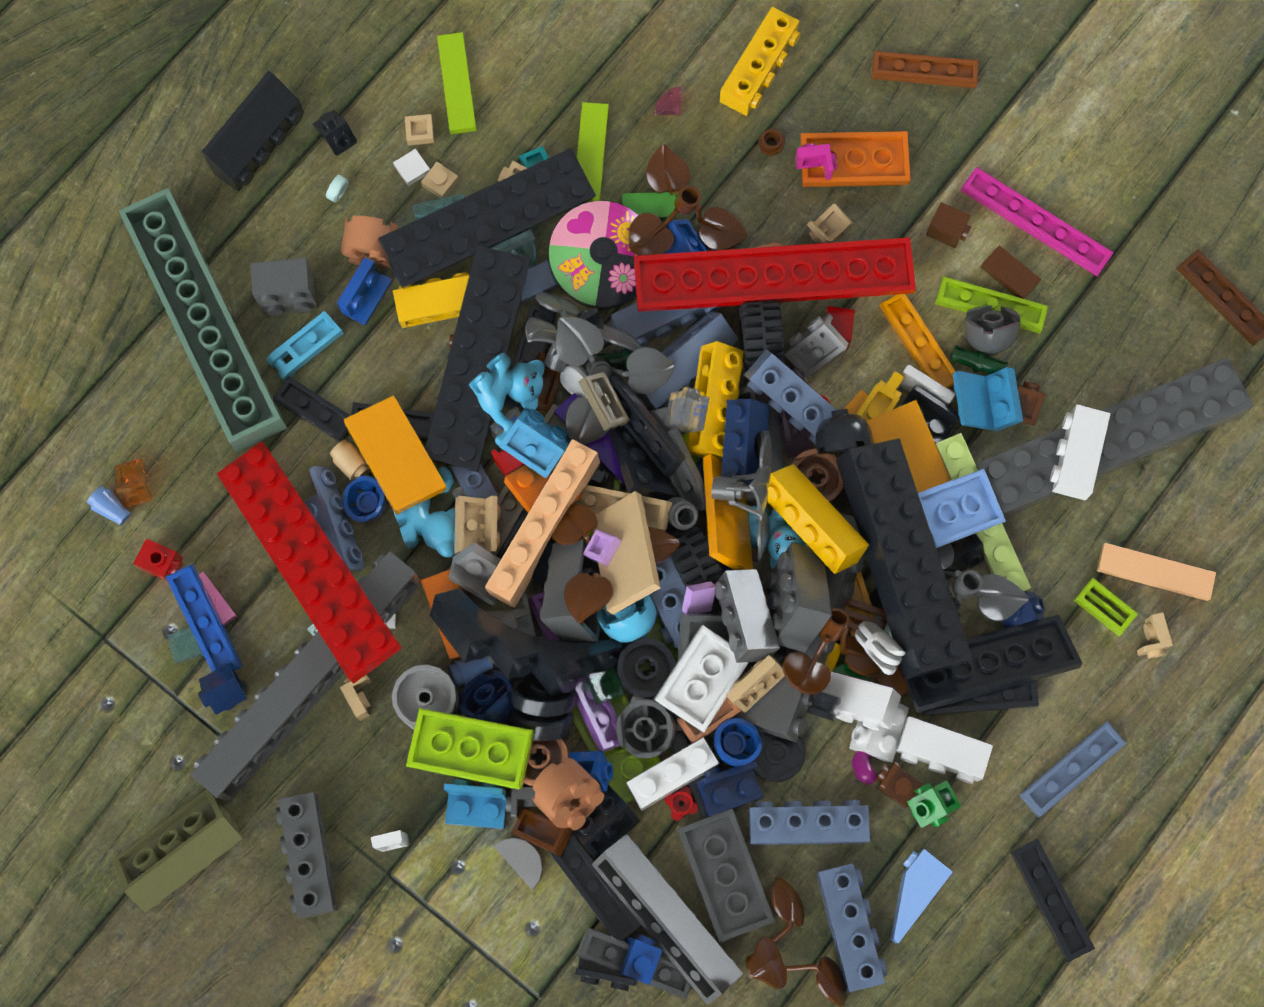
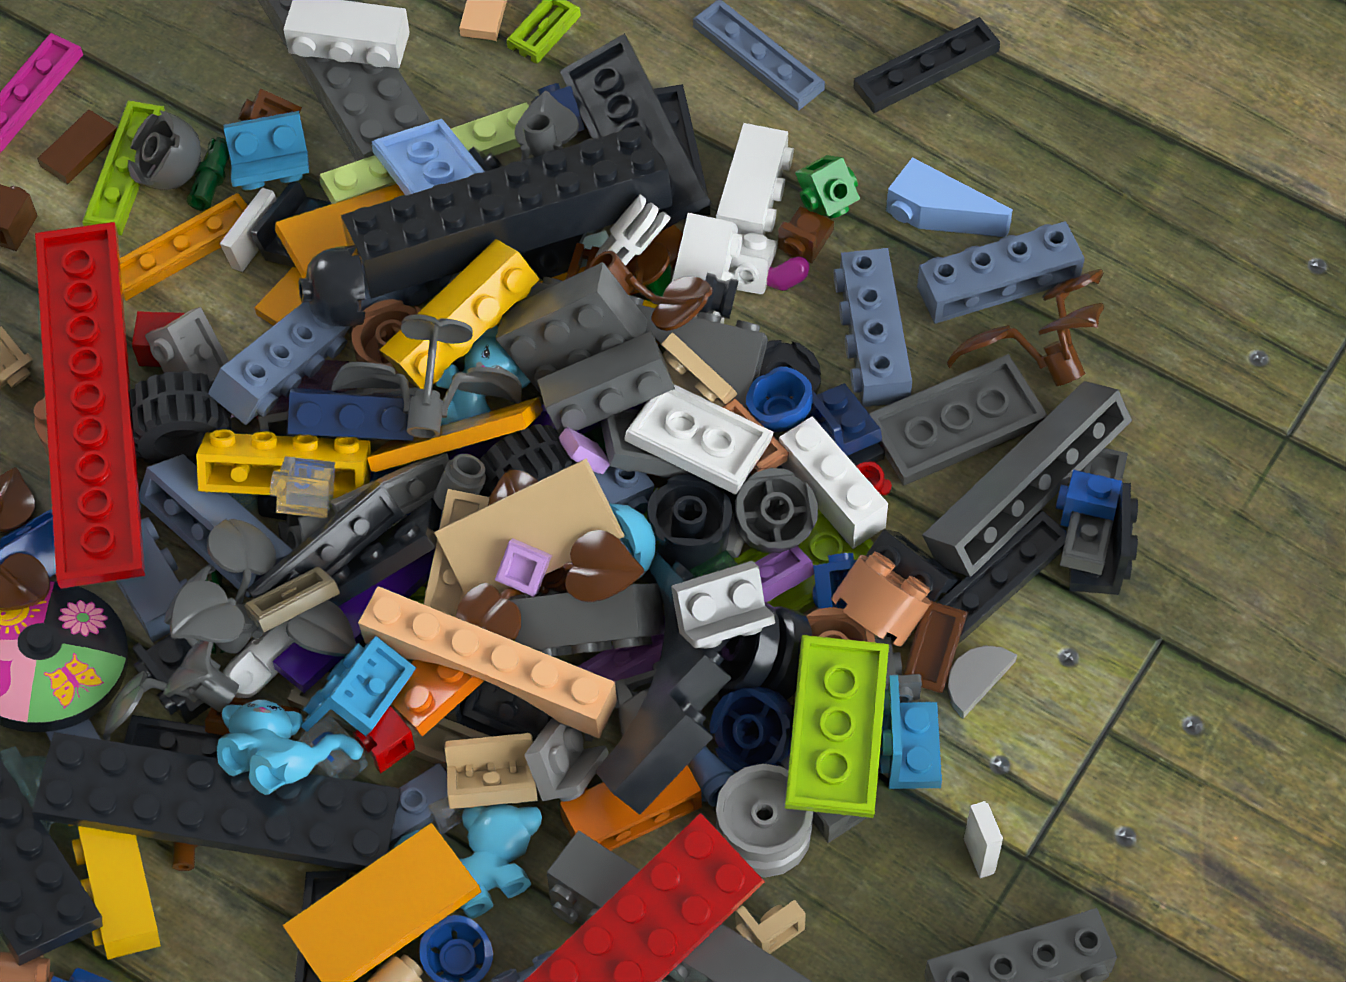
camera: 95 degrees left, 15 degrees down
(545, 674) = (721, 606): none -> light grey bracket
(882, 398) = (269, 273): yellow hinge -> none

